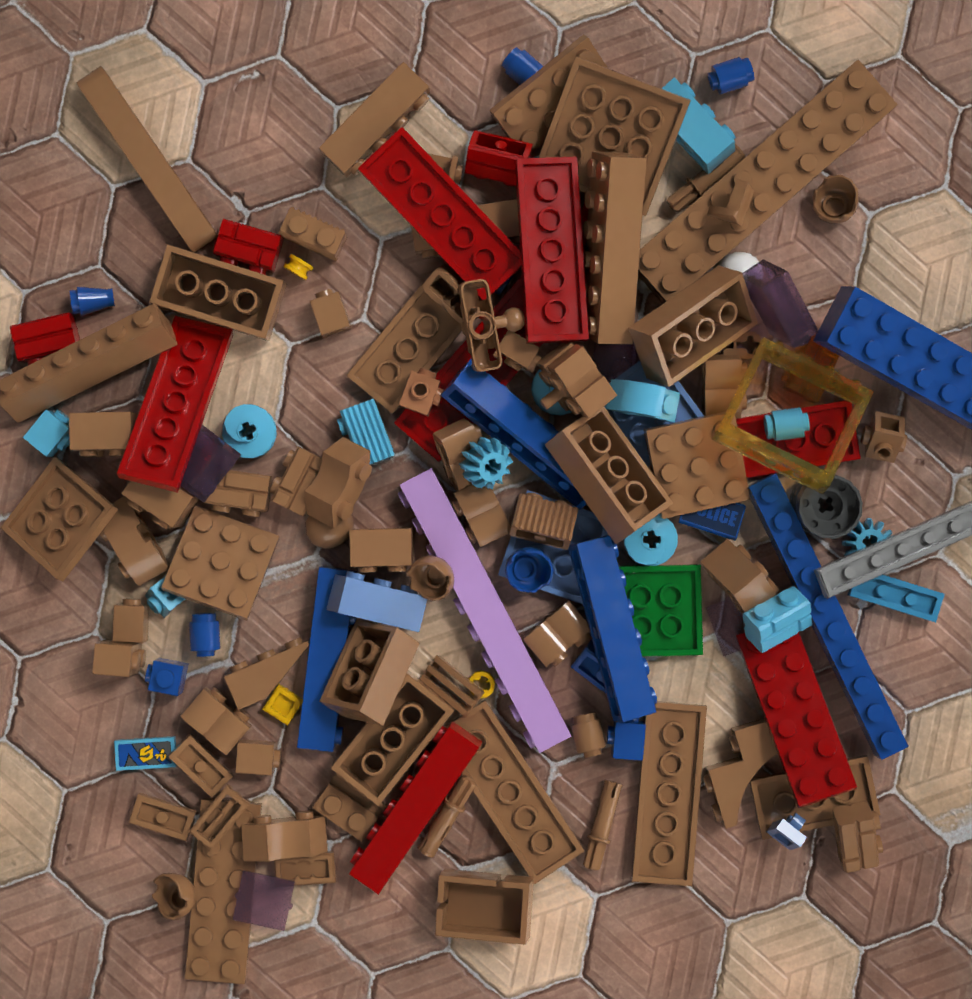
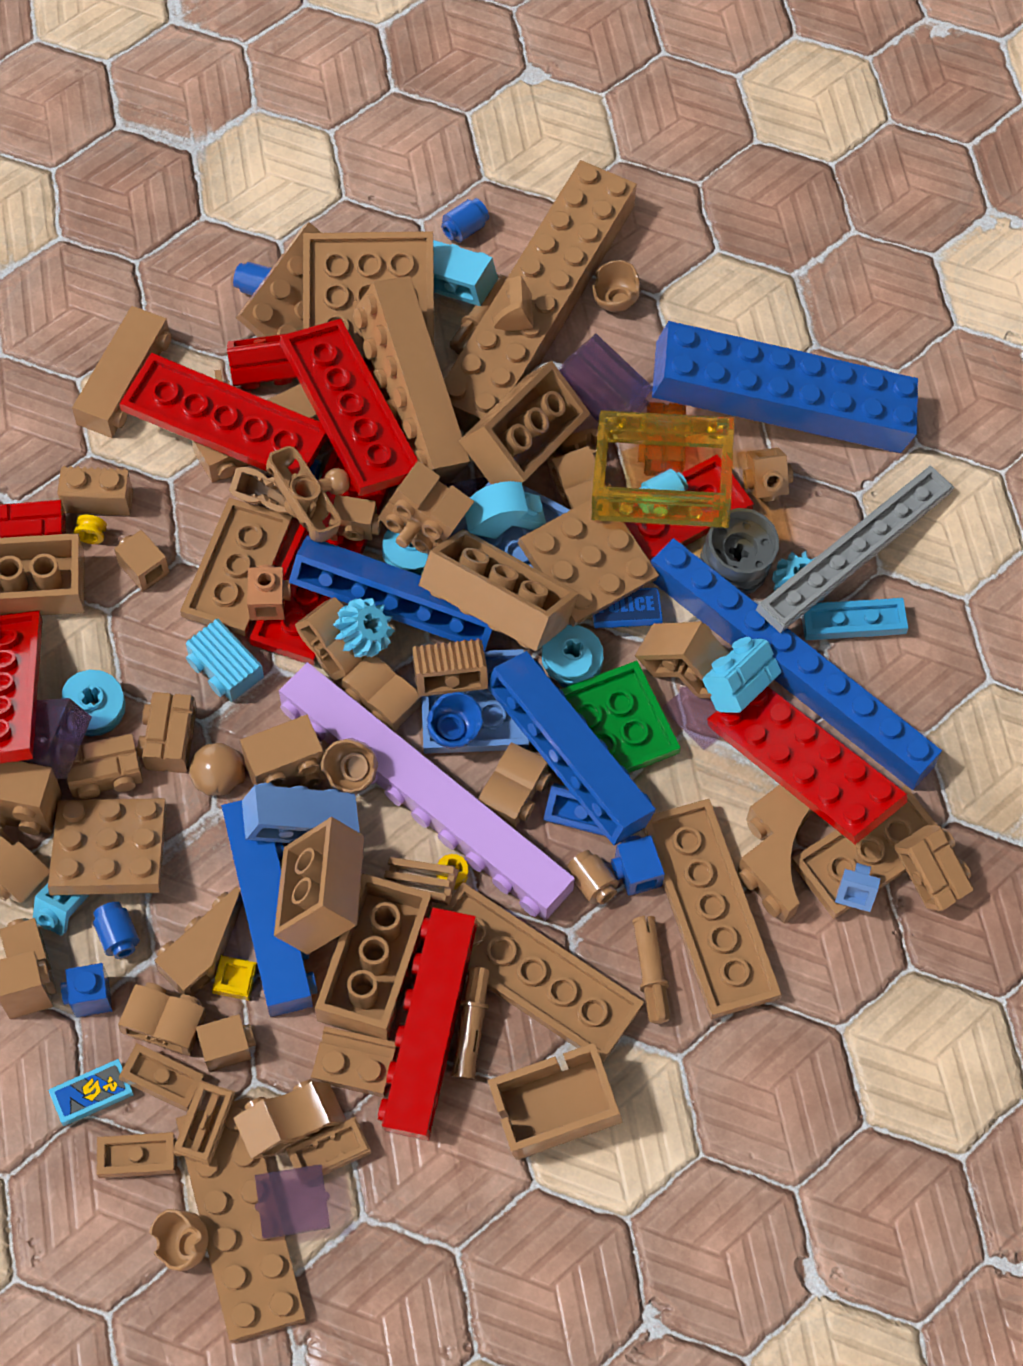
camera: 25 degrees left, 25 degrees down
(338, 482) = (210, 709): medium nougat brick -> none

